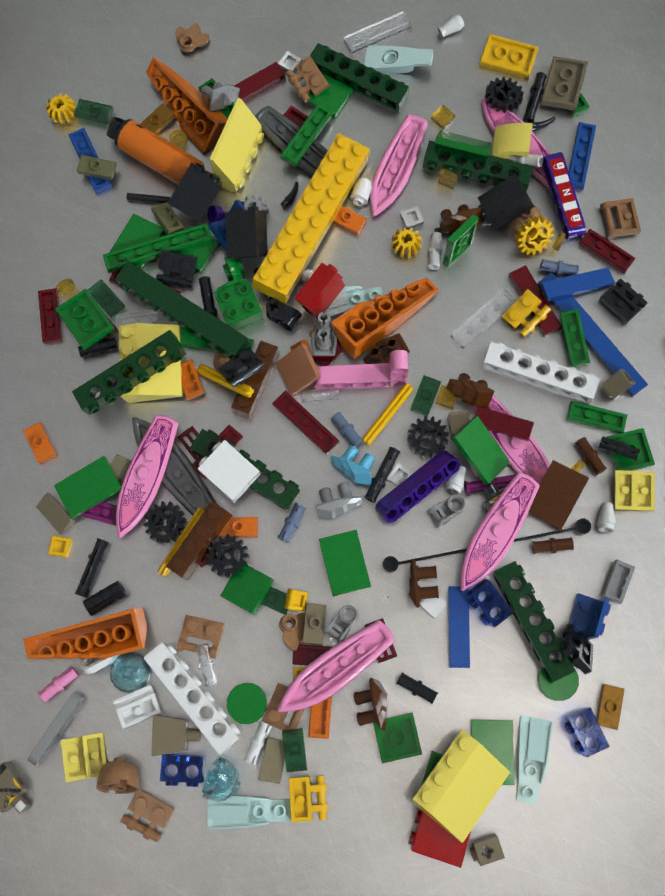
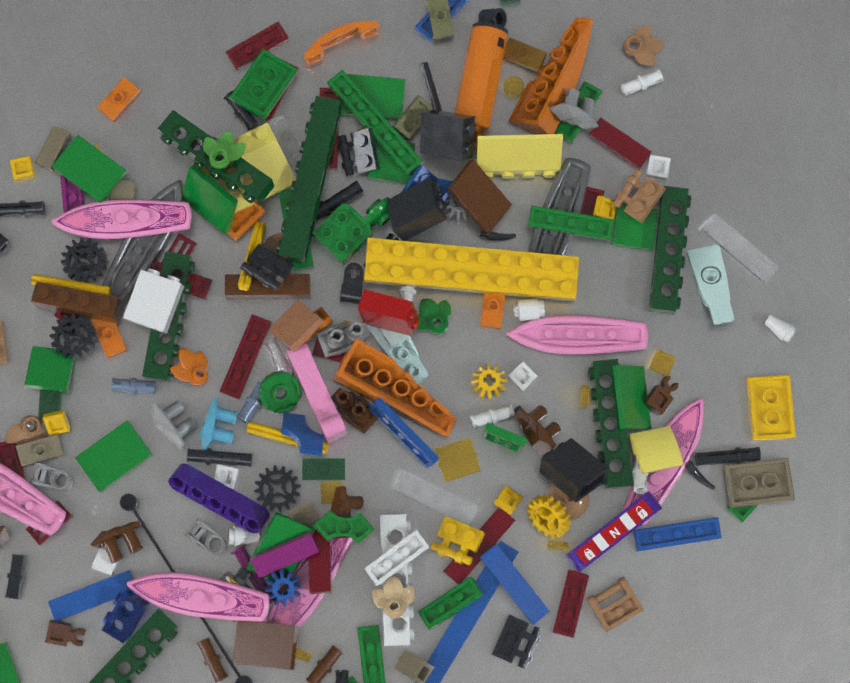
camera: 60 degrees right, 5 degrees up
(65, 287) = (293, 48): clear yellow tile -> none
(76, 230) = (363, 28): none -> orange slope
(106, 298) = (298, 94): clear green plate -> none
(125, 358) = (224, 148): none -> bright green plate
(161, 395) = (209, 199): none -> green tile
(215, 213) = (438, 166): dark purple tile -> none
(219, 48) = (642, 82): none -> white pin
(255, 190) = (479, 197): none -> reddish brown tile
(296, 467) = (189, 365): none -> orange plate
(304, 108) = (604, 208): none -> yellow tile
(335, 258) = (432, 313): none -> green plate
(341, 410) = (271, 384): none -> green tile
(383, 402) = (307, 439): none -> blue tile
(422, 319) = (403, 433): none -> blue tile
(459, 291) = (457, 460): none -> clear yellow piece
(468, 125) = (660, 396): none -> reddish brown plate
(481, 397) = (353, 527): none -> green tile
(481, 666) = (59, 633): none -> reddish brown plate
(488, 447) = (284, 554): none -> magenta tile
(504, 94) = (711, 412): black gear -> none
(507, 264) = (508, 499): none -> yellow tile
(514, 453) = (274, 589): none -> blue gear
(526, 359) = (396, 558): none -> white plate
(554, 374) = (393, 594): none -> tan plate
(559, 267) = (527, 558): sand blue pin -> none

